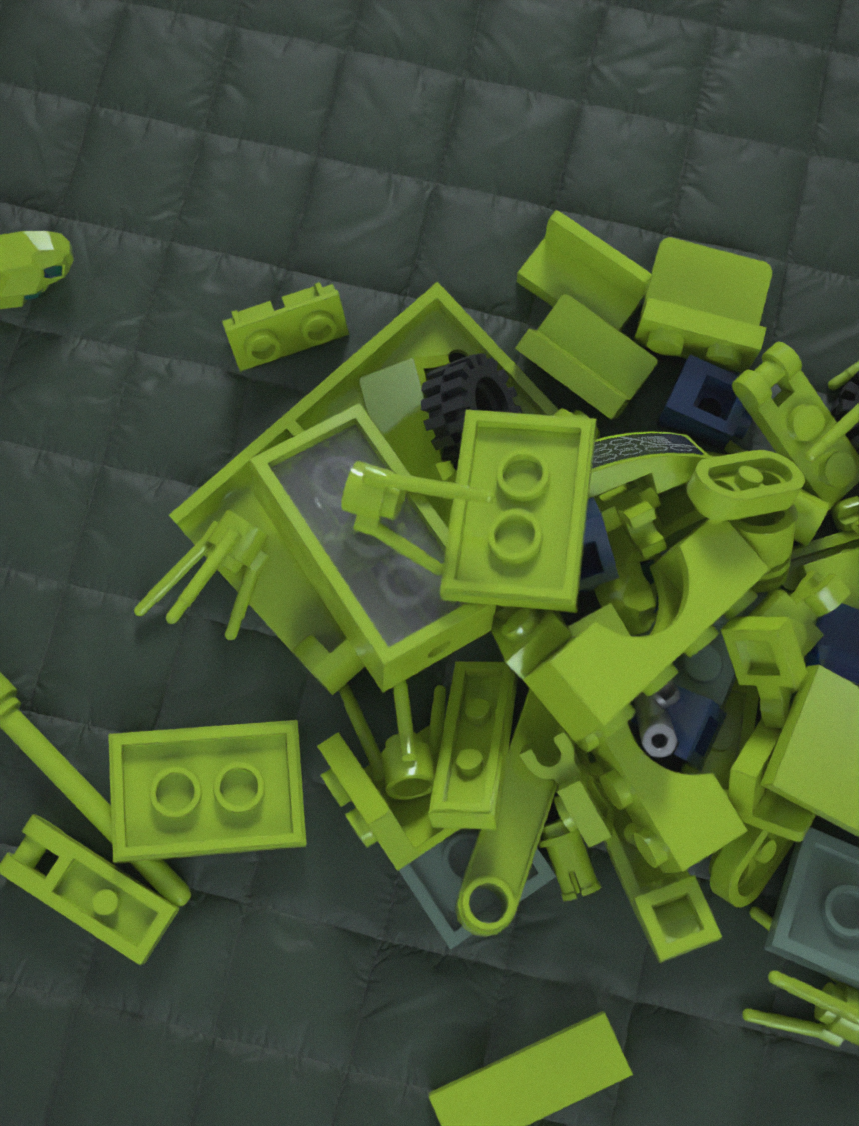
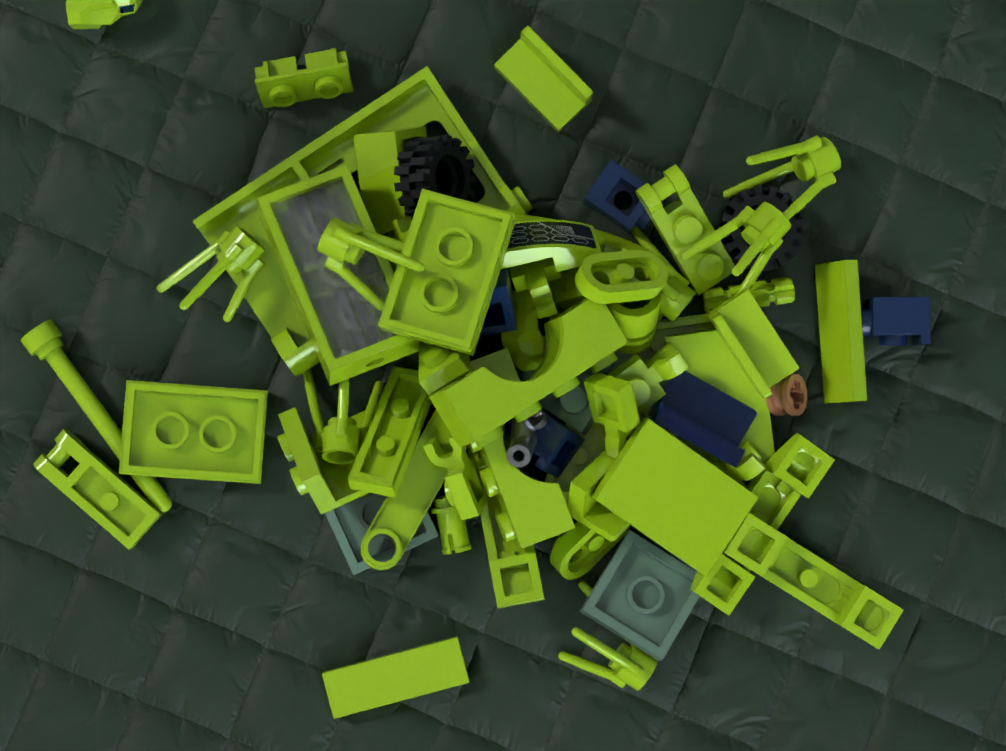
camera: 15 degrees right, 10 degrees up
(588, 356) = (535, 144): lime panel -> none
(705, 305) = (635, 115): lime bracket -> none

